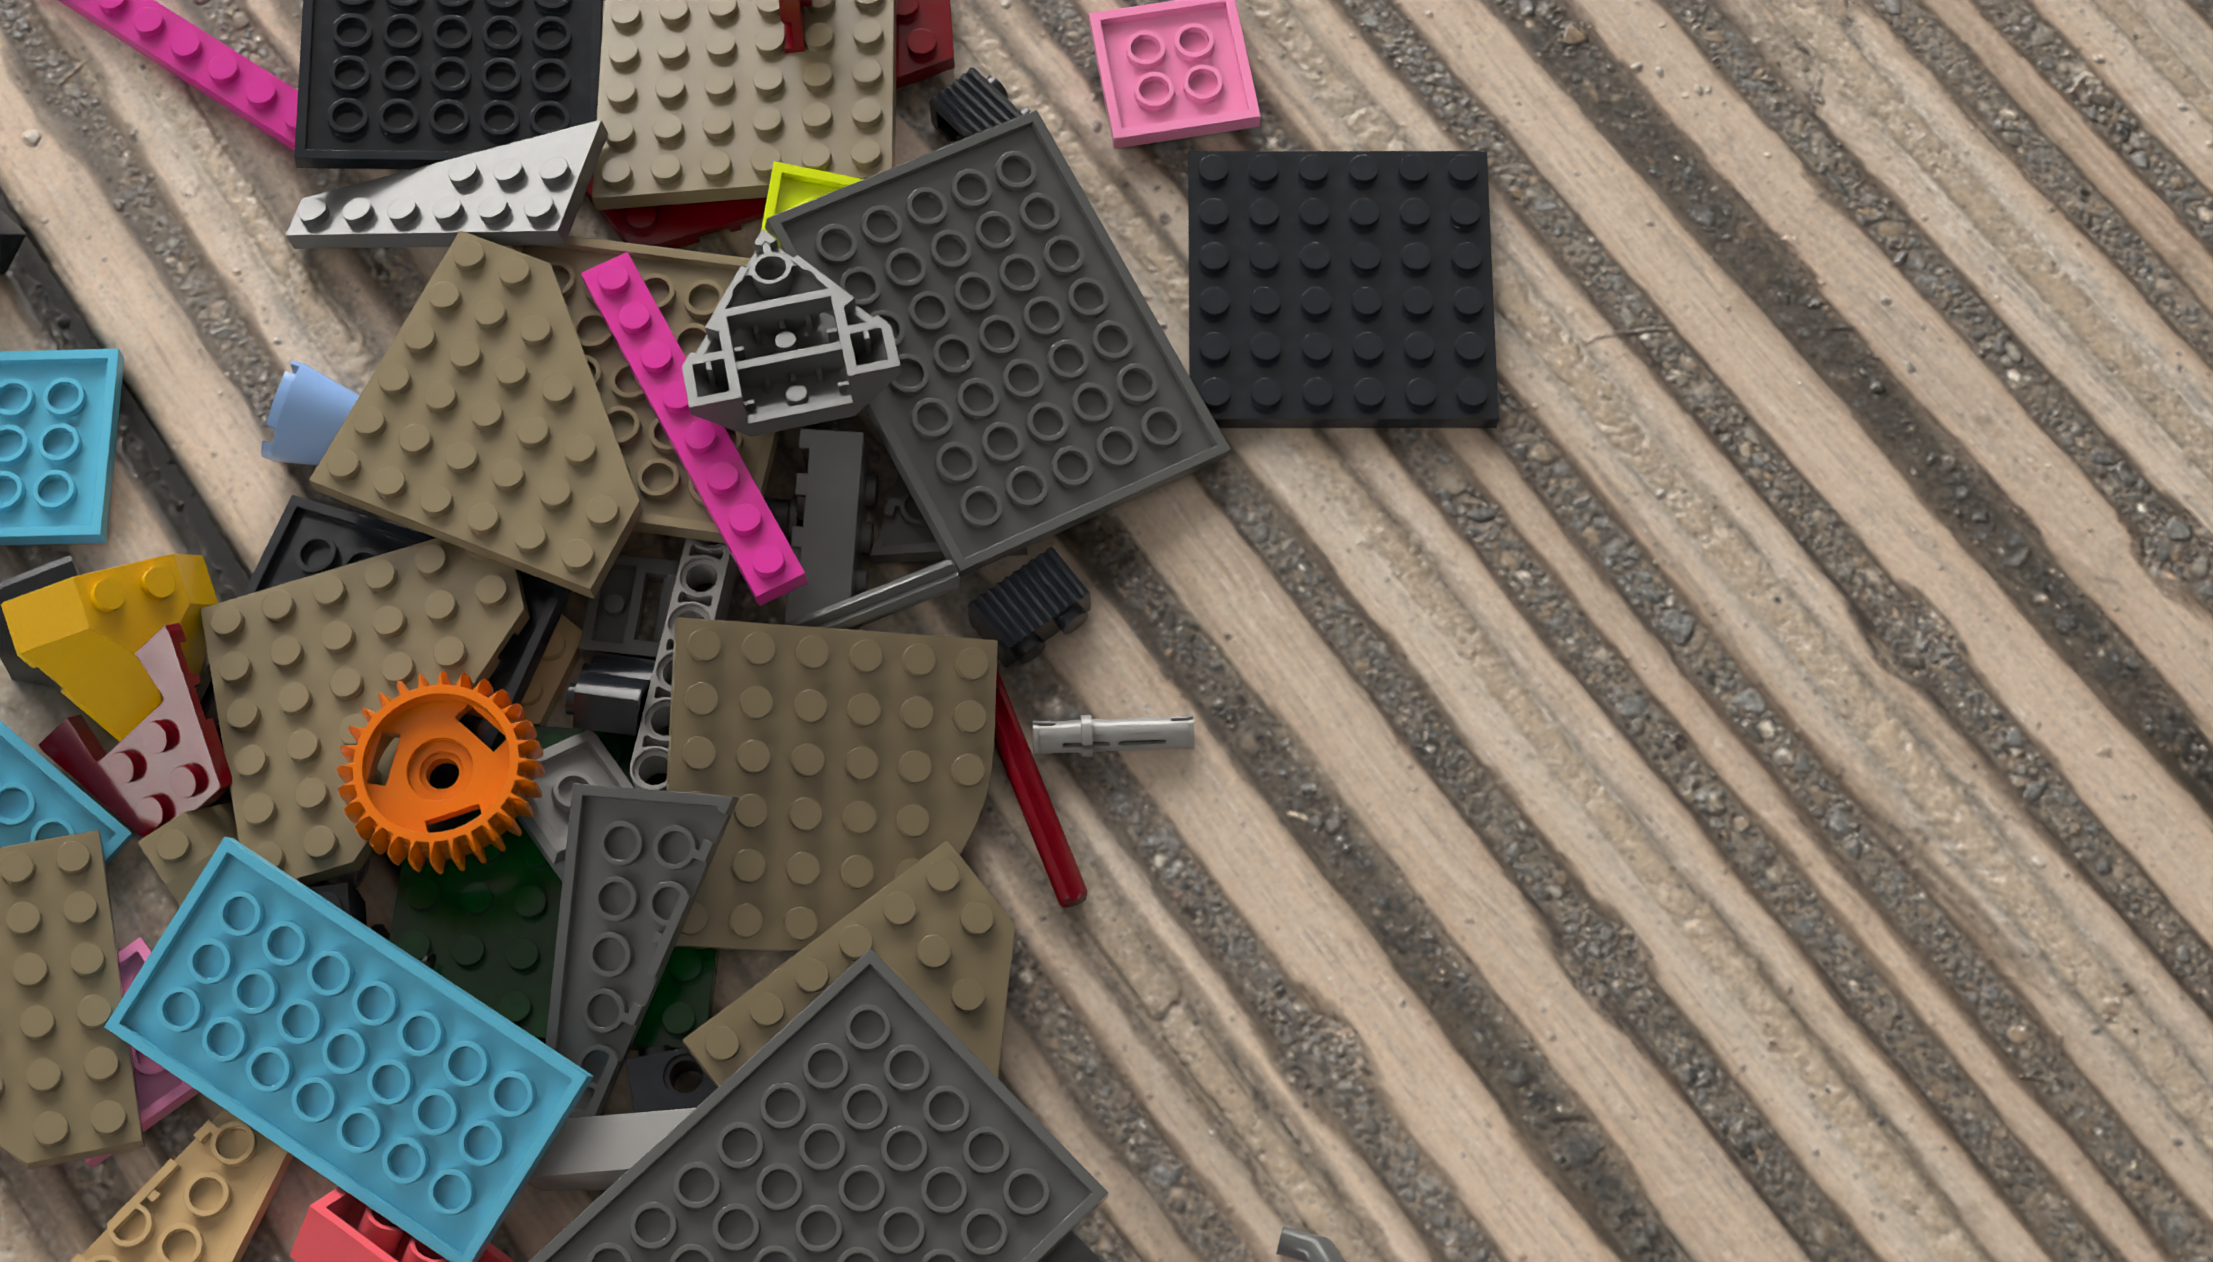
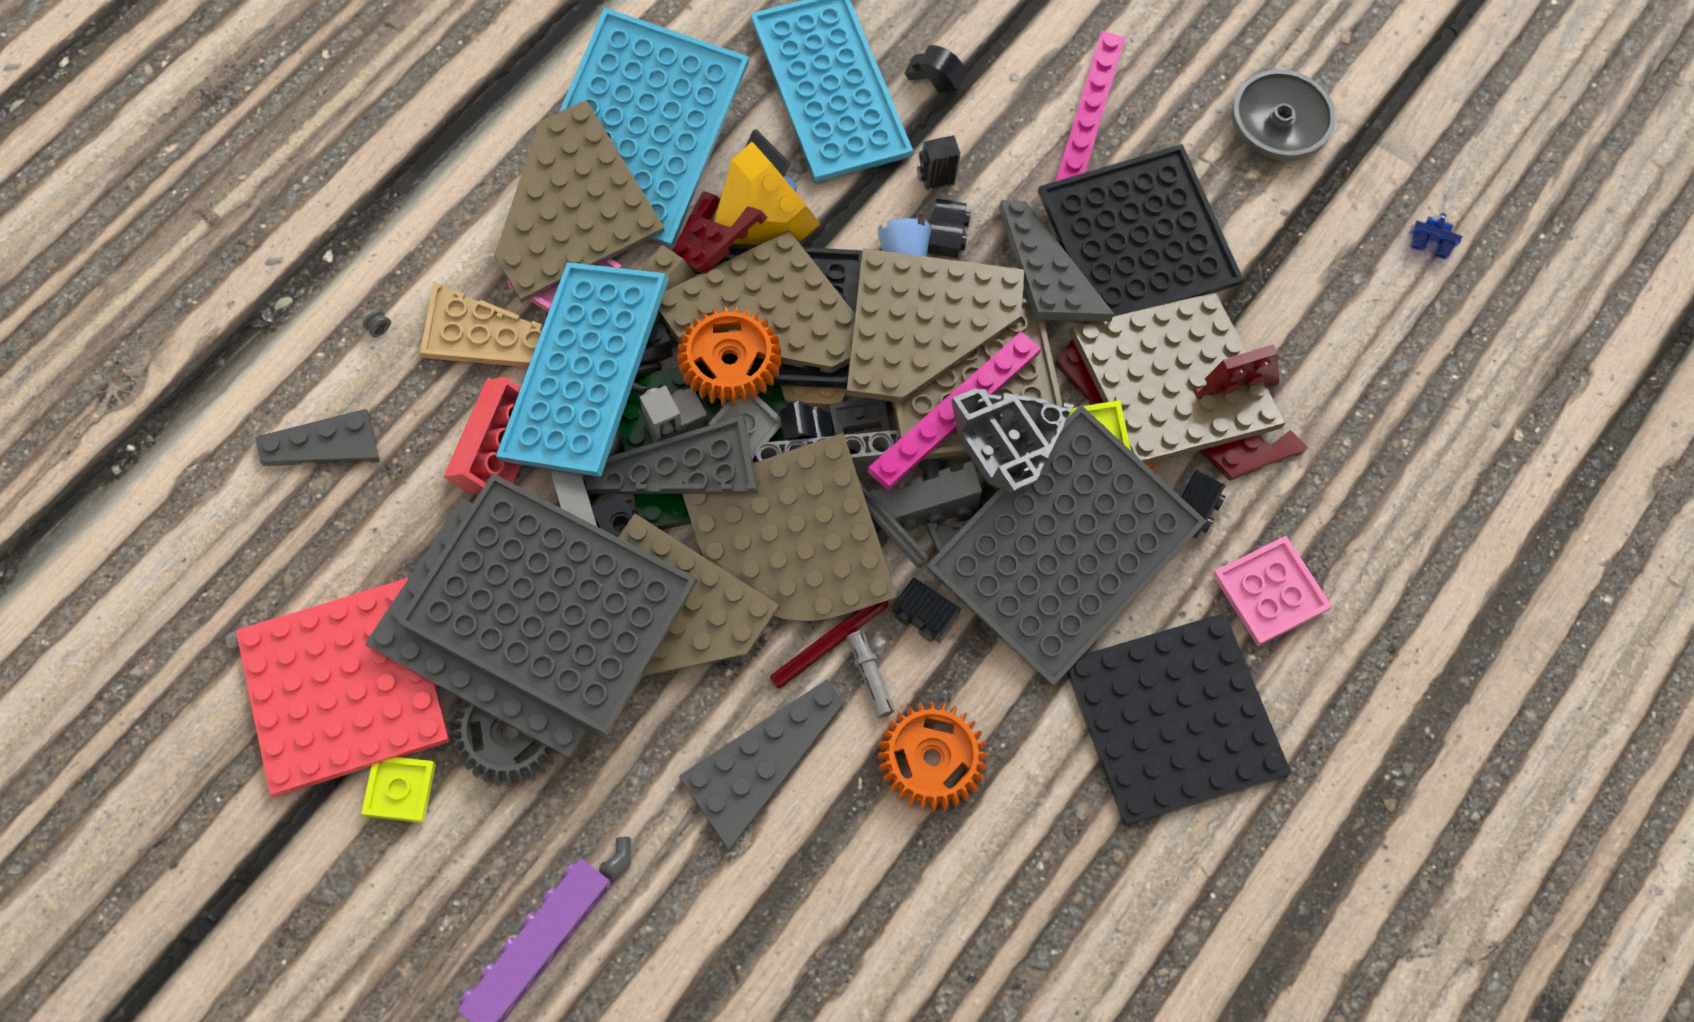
camera: 65 degrees right, 0 degrees up
(169, 307) = (939, 162): none -> black brick
(292, 330) = (947, 228): none -> black brick
(506, 920) = (671, 414): none -> light grey brick
(1223, 993) = (750, 769): none -> dark grey wing
(1294, 643) = (954, 749): none -> orange gear

